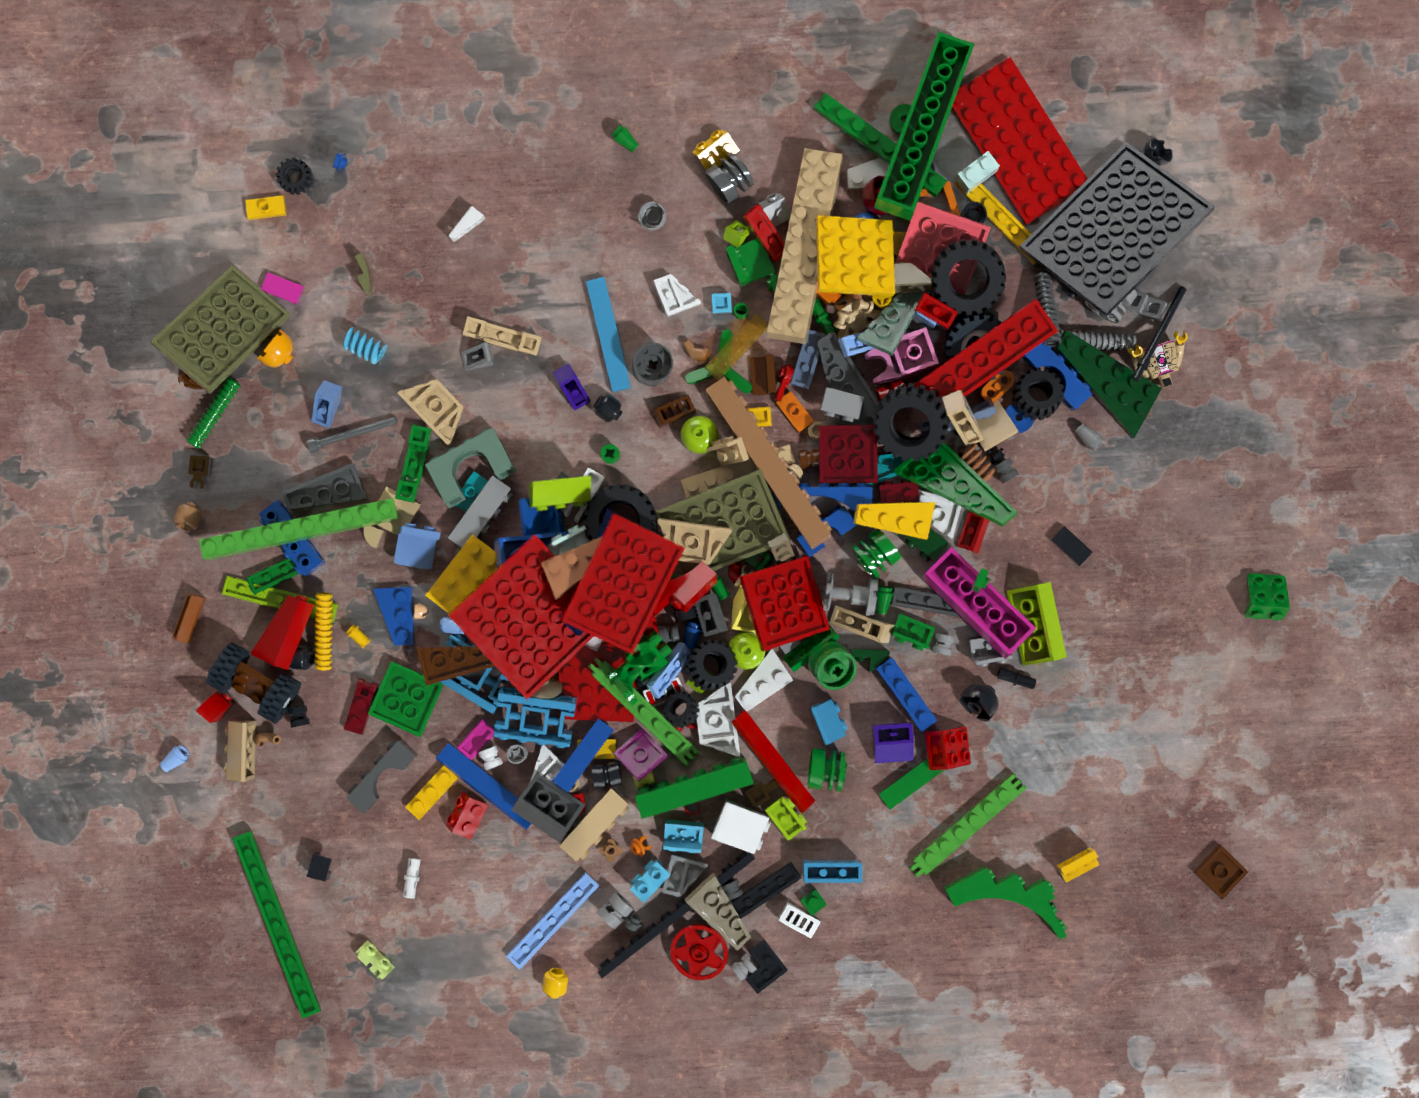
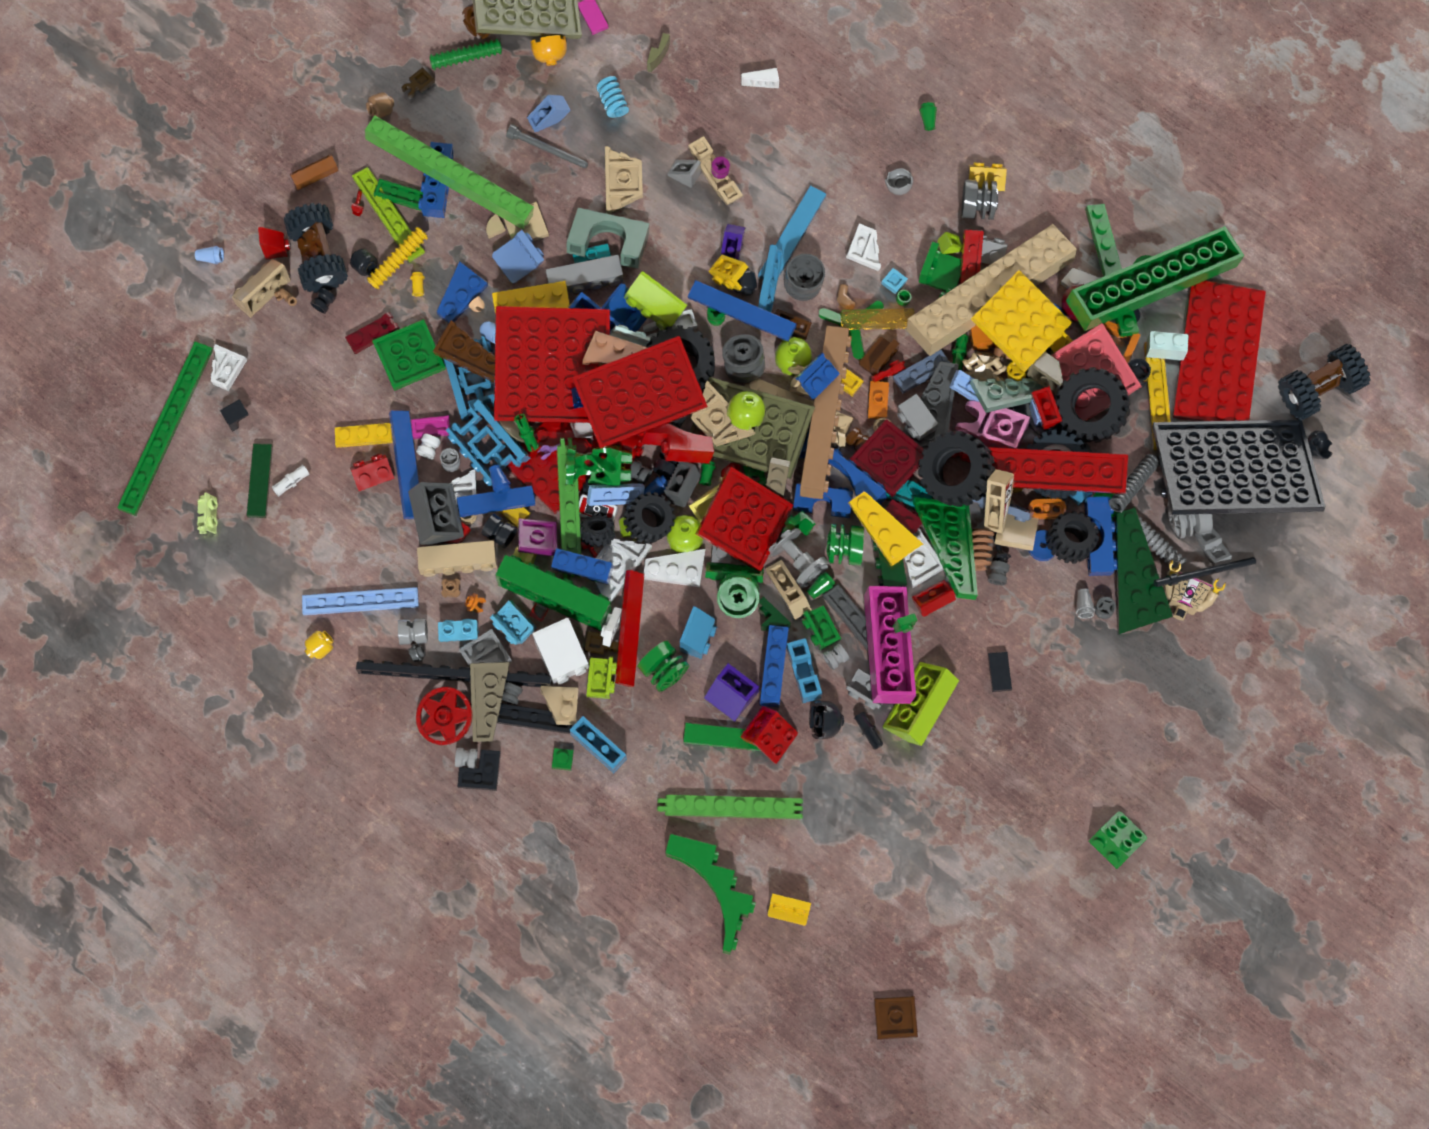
camera: 40 degrees right, 15 degrees down
(250, 617) = (357, 209): none -> red hand
(276, 835) = (226, 367): none -> white wing
(284, 632) = (370, 233): red slope -> none
(330, 488) = (496, 169): dark grey wing -> none
(365, 794) = (316, 392): dark grey arch -> none
(388, 898) = (259, 481): none -> dark green tile
(414, 464) = (568, 206): green slope -> none
(505, 333) = (718, 171): none -> magenta wheel
(558, 685) = (526, 432): none -> green pin
(572, 739) = (499, 481): none -> blue cone
(586, 680) = (547, 450): none -> medium lavender hand
(590, 412) = (728, 271): none -> yellow bracket
(630, 393) = (770, 278): none -> dark azure tile
(630, 436) = (742, 310): none -> blue tile
(666, 462) = (743, 358): none -> dark grey wheel
(697, 751) = (589, 567): none -> blue arch
(711, 519) = (746, 410): none -> lime cylinder
(740, 442) = (817, 376): none -> blue plate
(762, 781) = (612, 623): none -> white plate
(776, 863) = (562, 703): none -> tan wing
(786, 910) = (532, 746): white slope -> none
(825, 562) = (800, 521): none -> green bracket
(931, 678) = (803, 671): none -> dark azure arch
(1109, 424) = (1107, 604): none -> dark grey wheel
(1127, 71) = (1343, 369): none -> black plate

